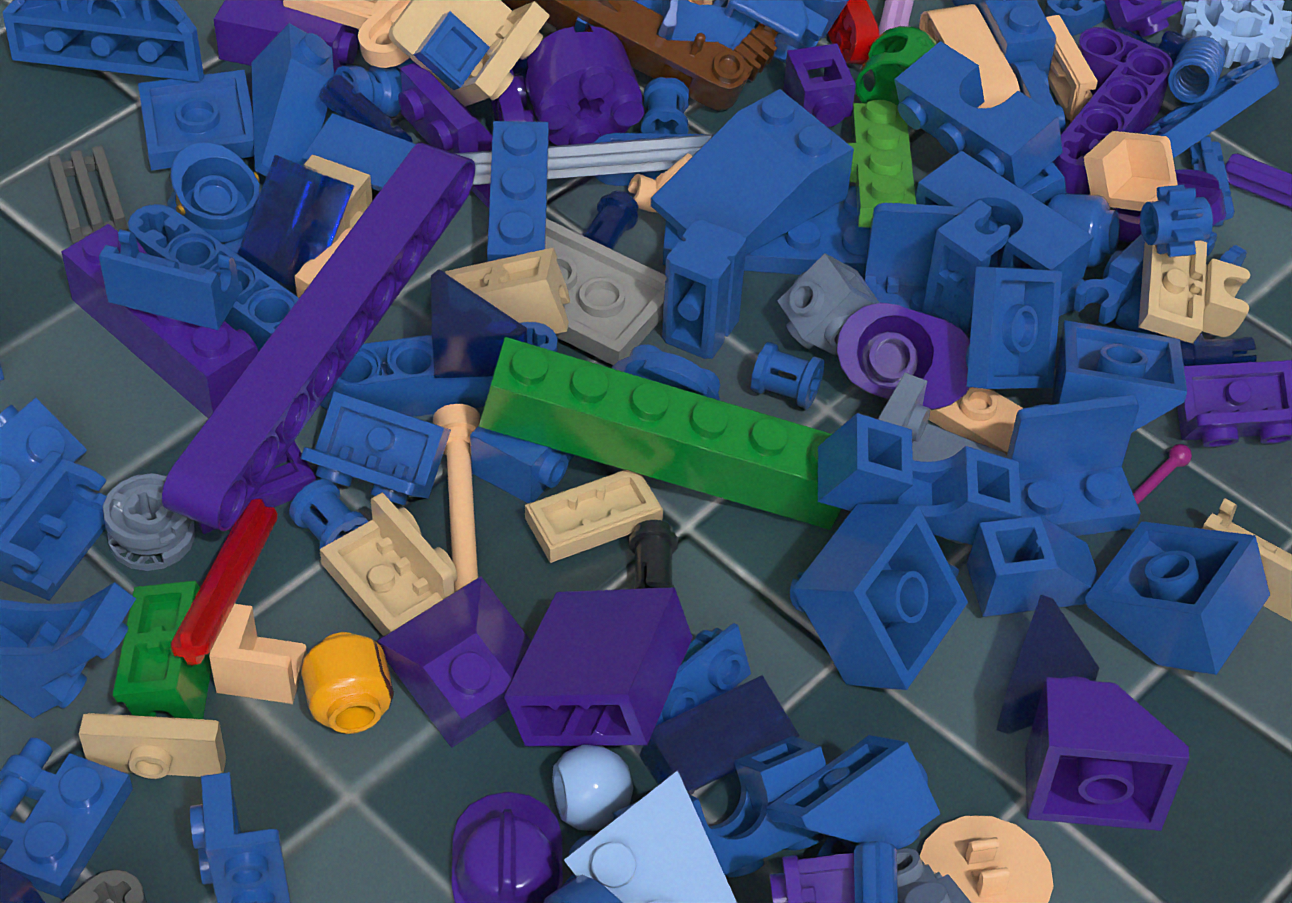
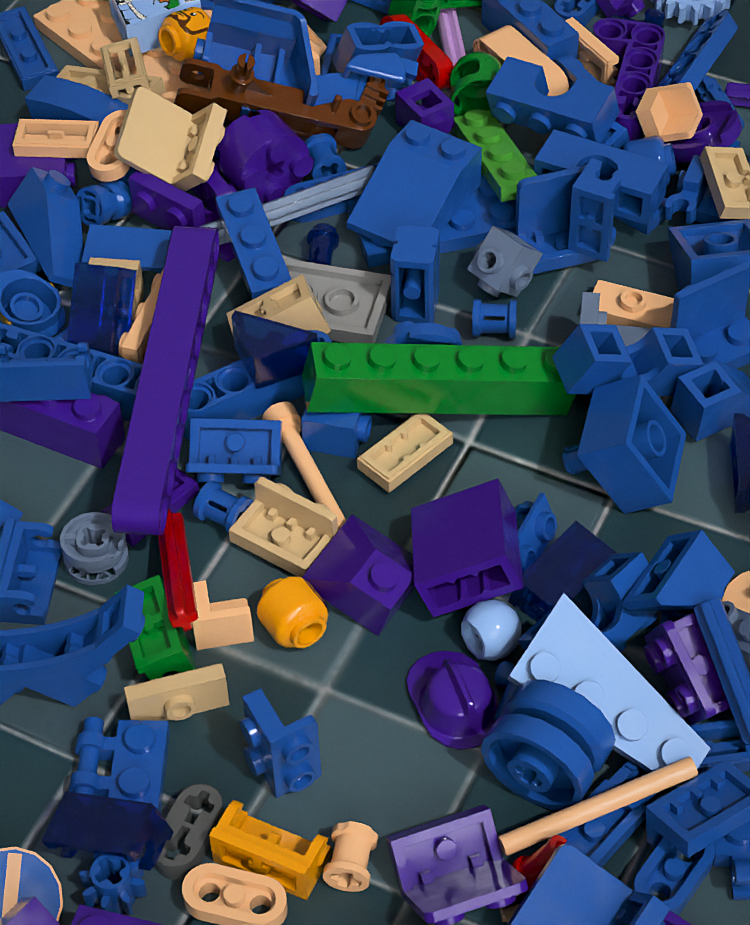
camera: 15 degrees left, 0 degrees up
(338, 95) = (104, 214): clear blue axle -> none
(451, 50) = (163, 155): blue tile -> none
(646, 187) = (339, 217): light nougat hand -> none
(653, 550) = (456, 460): black pin -> none
(891, 340) = (559, 276): dark purple piece -> none
(1013, 328) = (642, 241): blue plate -> none
(1176, 221) = (722, 137): blue gear -> none
(1194, 86) = (685, 42): blue piece -> none

